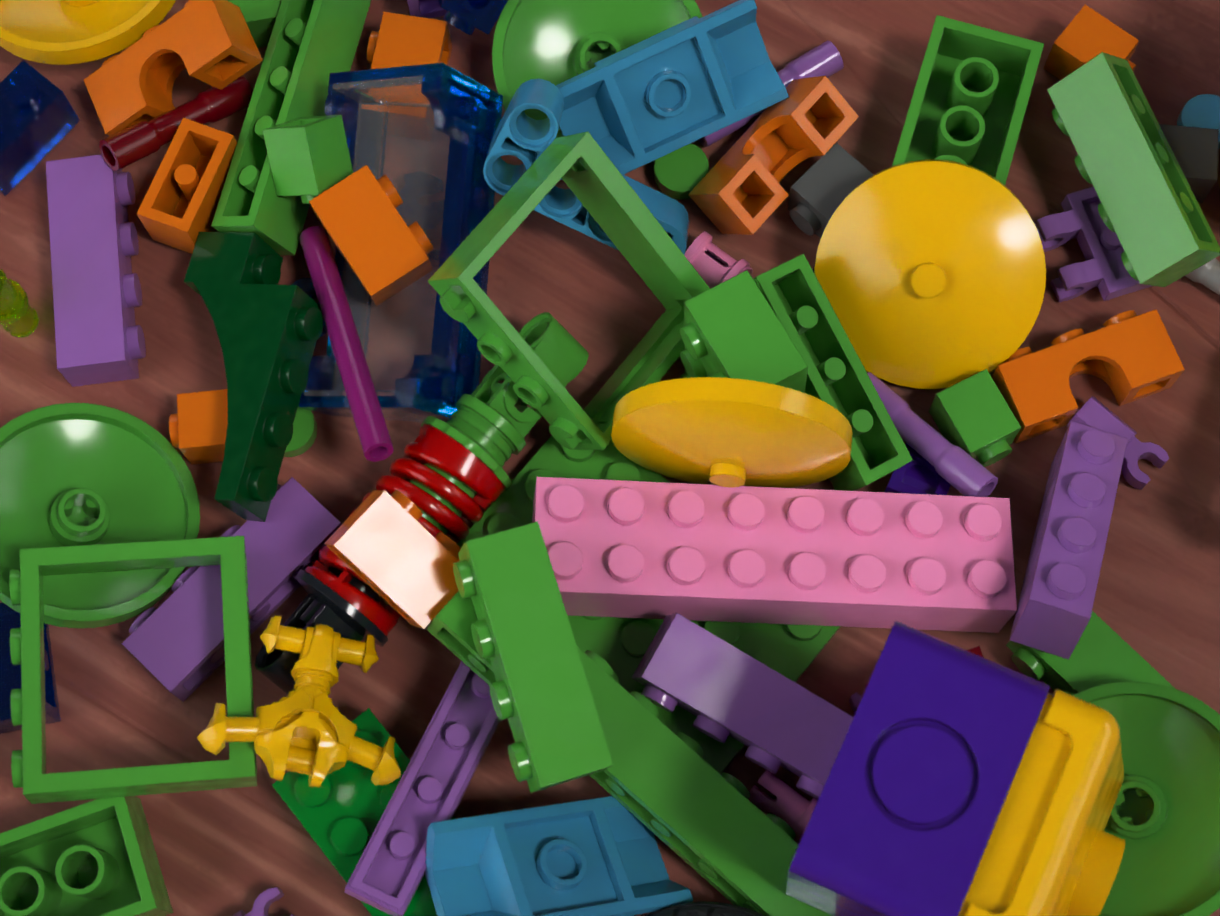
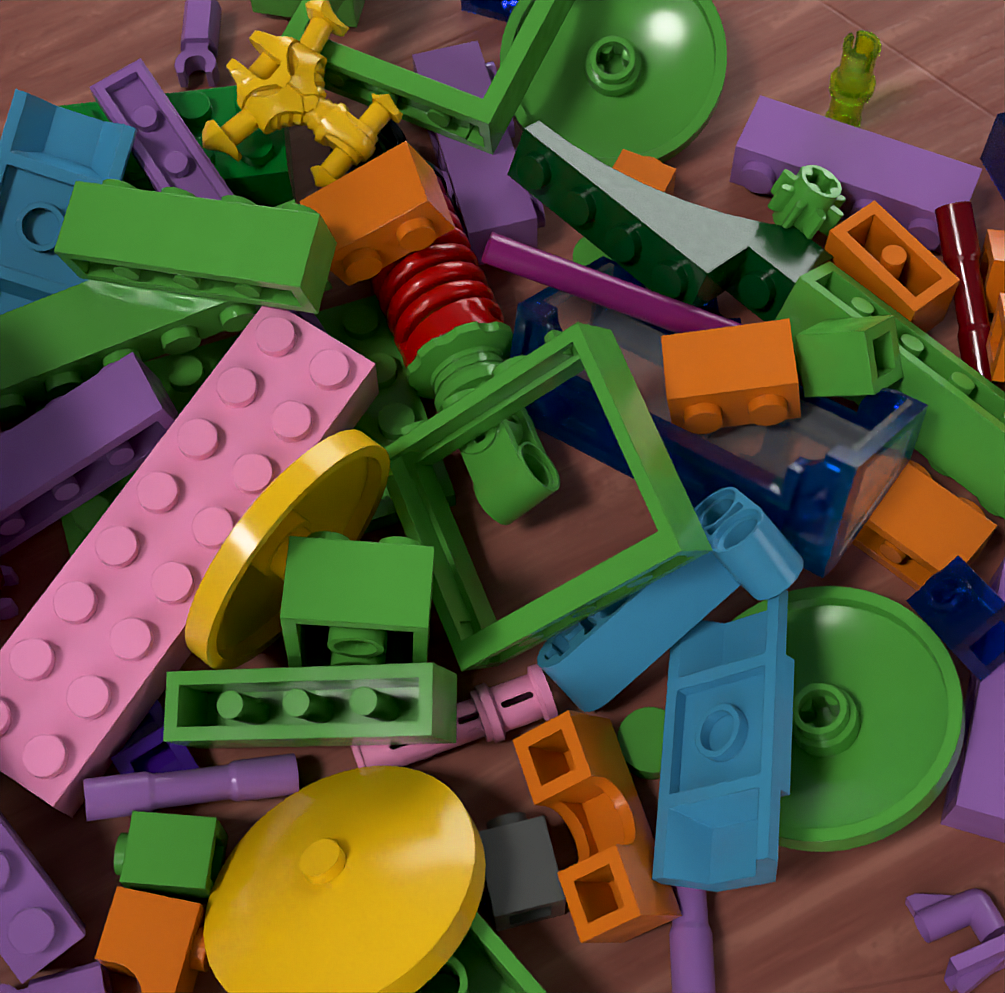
camera: 120 degrees right, 10 degrees down
(158, 272) = (807, 200): none -> bright green gear

